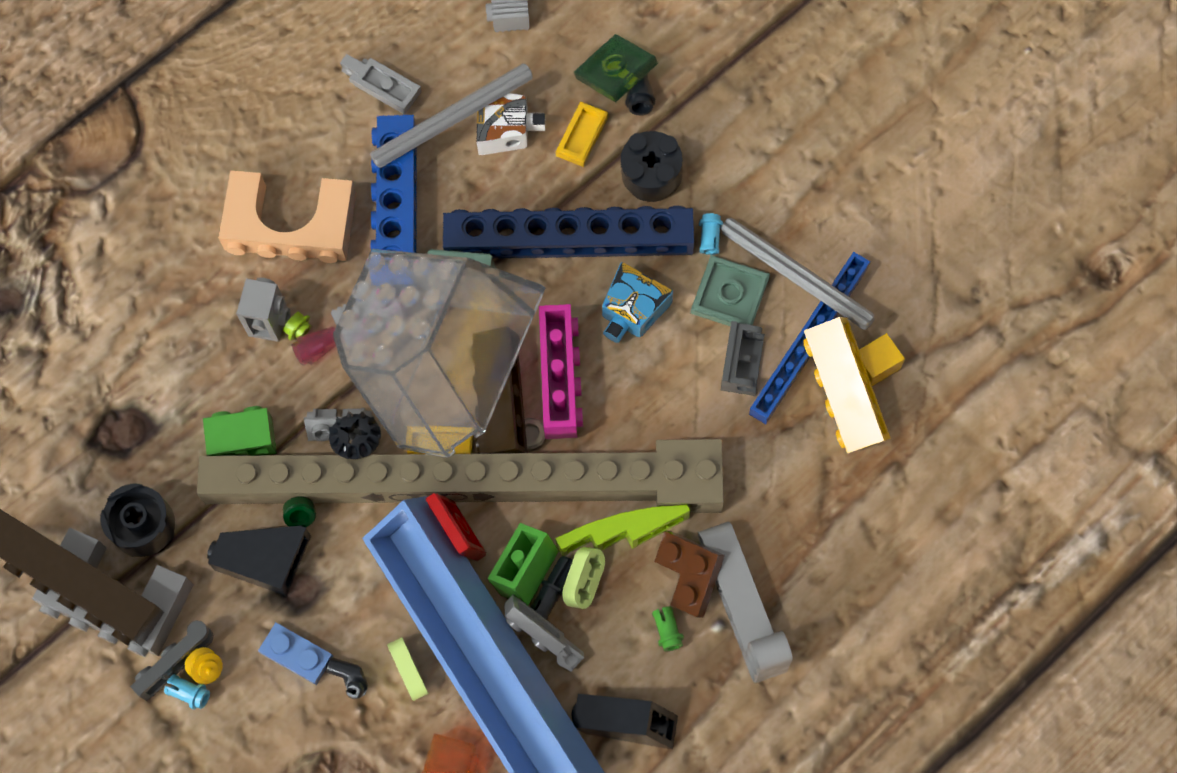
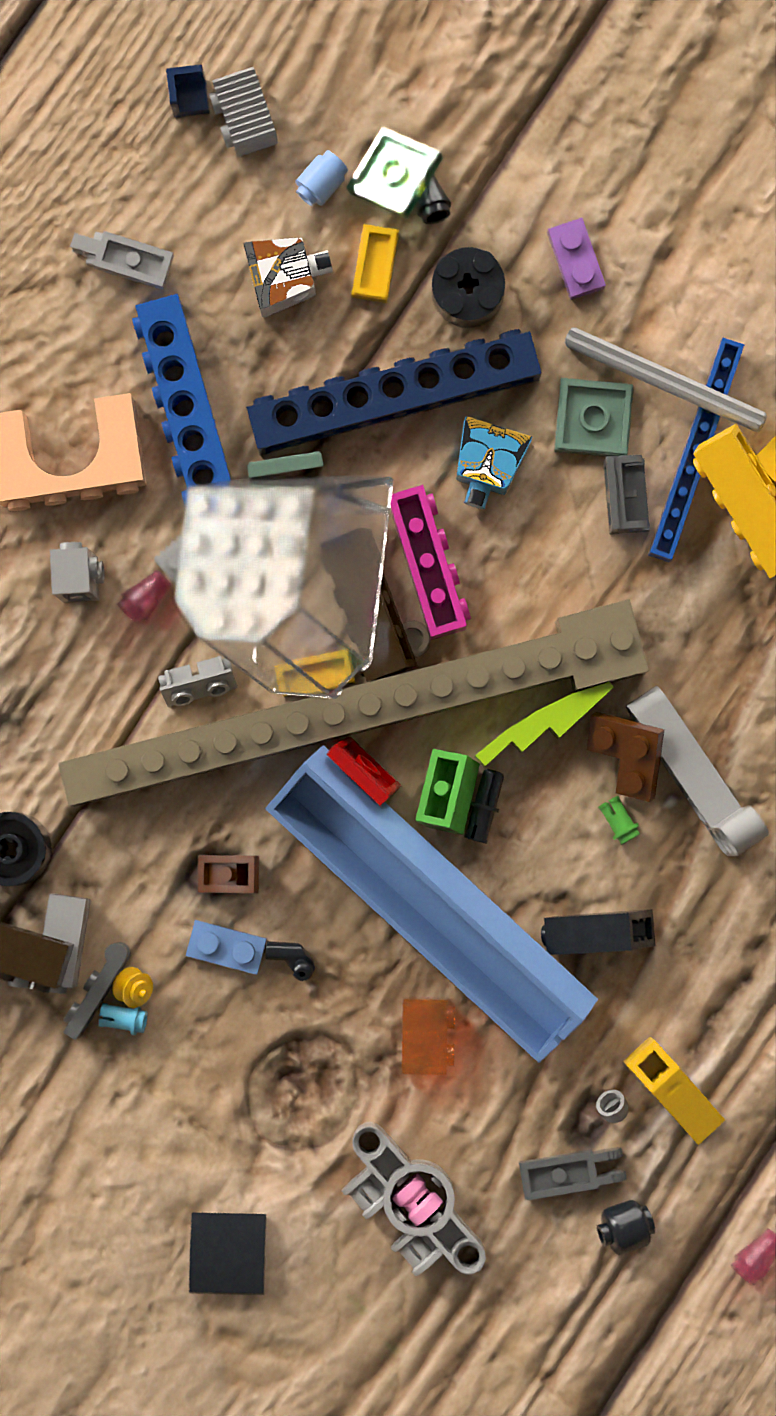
camera: 10 degrees left, 15 degrees up
(240, 433) = (91, 722): bright green brick -> none
(261, 555) = (157, 853): black slope -> none
(297, 326) = (117, 579): lime plate -> none
(299, 512) = (184, 794): dark green tile -> none
(316, 588) = (228, 874): none -> reddish brown slope
(361, 445) = (235, 707): black gear -> none
(407, 669) = (352, 934): yellowish green beam -> none
(451, 115) = (223, 285): light grey axle -> none
(543, 633) = (487, 860): light grey hinge -> none
(555, 59) = (321, 179): none -> light blue brick
(583, 577) = (515, 787): yellowish green beam -> none
(710, 233) = (554, 352): medium azure pin -> none
(747, 167) = (576, 258): none -> medium lavender plate

